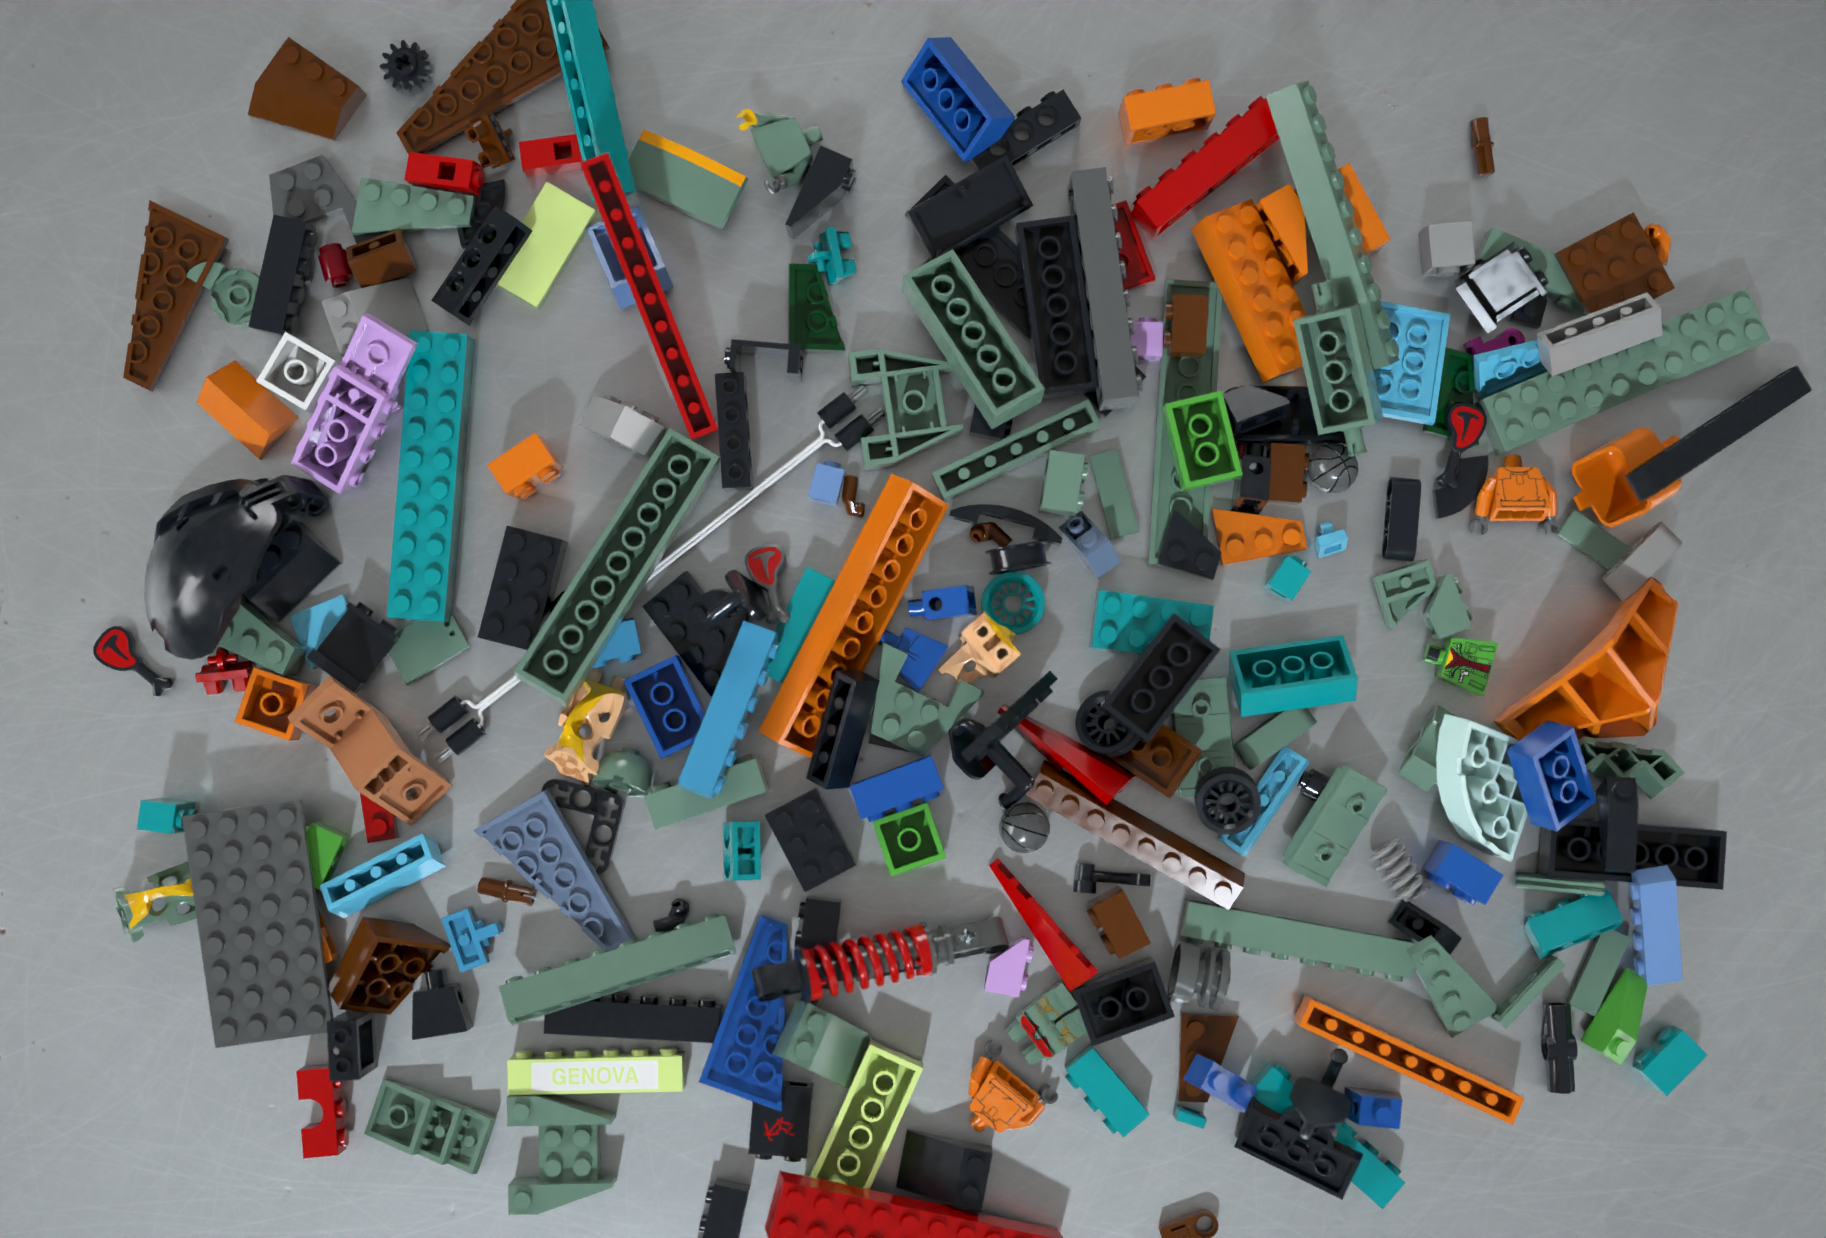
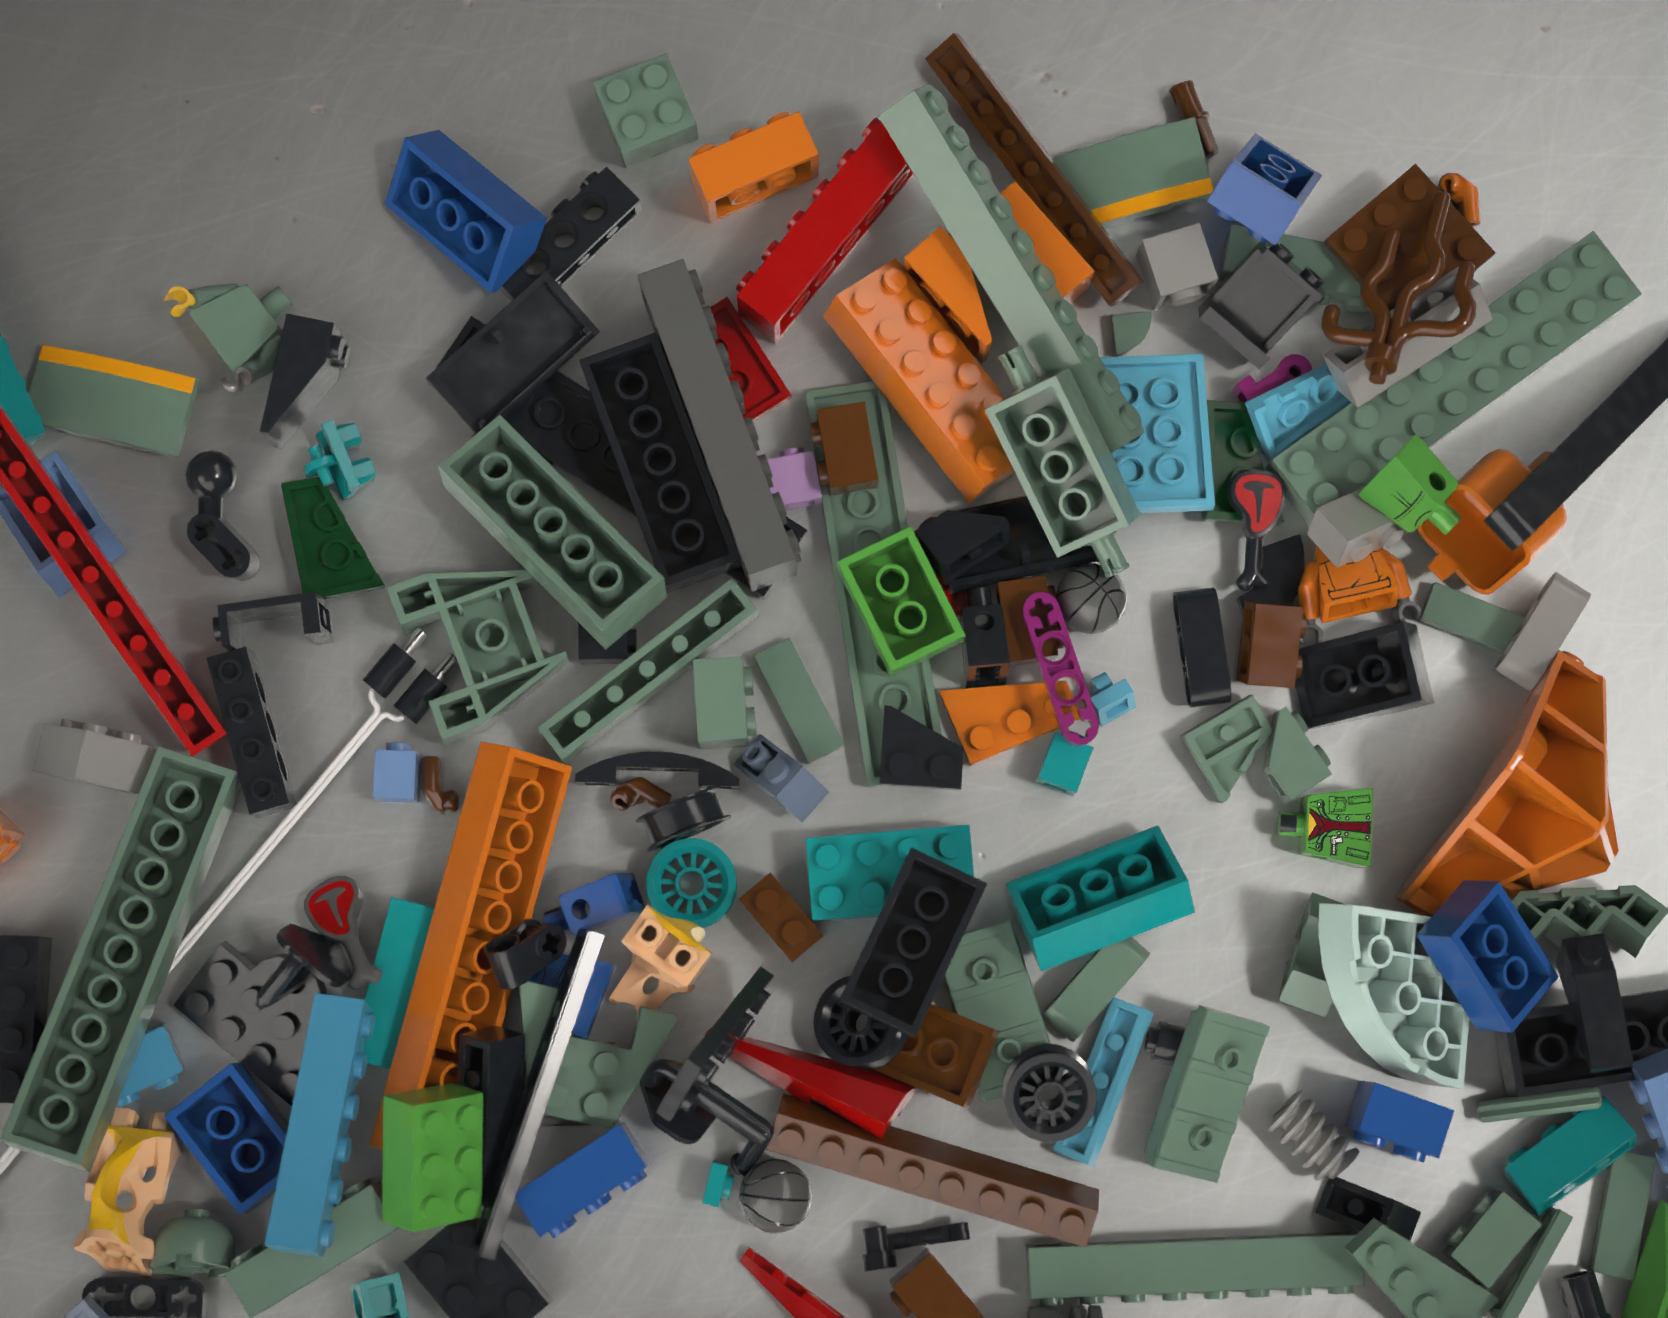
camera: 20 degrees left, 5 degrees down
(741, 249) = (211, 479): none -> black beam
(801, 749) = (432, 1157): none -> bright green brick
(880, 721) = (536, 1093): none -> tile
(890, 624) = (524, 952): none -> black piece
(909, 839) = (616, 1249): bright green brick -> none
(986, 811) = (718, 1184): none -> teal plate
(1069, 640) = (781, 917): none -> reddish brown brick
(1098, 55) = (646, 110): none -> sand green brick
(1301, 512) = (1065, 667): none -> magenta beam
(1361, 153) = (1032, 166): none -> reddish brown plate
(1401, 286) = (1129, 331): none -> sand green tile
(1425, 177) = (1140, 172): none -> sand green slope
(1450, 527) = (1271, 644): none -> reddish brown brick
(1504, 965) = (1490, 1237): none -> sand green brick
(1507, 563) = (1363, 676): none -> black slope
(1522, 207) = (1263, 189): none -> brick
(1530, 313) = (1308, 330): black plate -> none
(1532, 458) = (1351, 529): none -> light grey brick
(1579, 442) = (1414, 489): none -> bright green torso
(1587, 333) = (1389, 336): none -> reddish brown plant

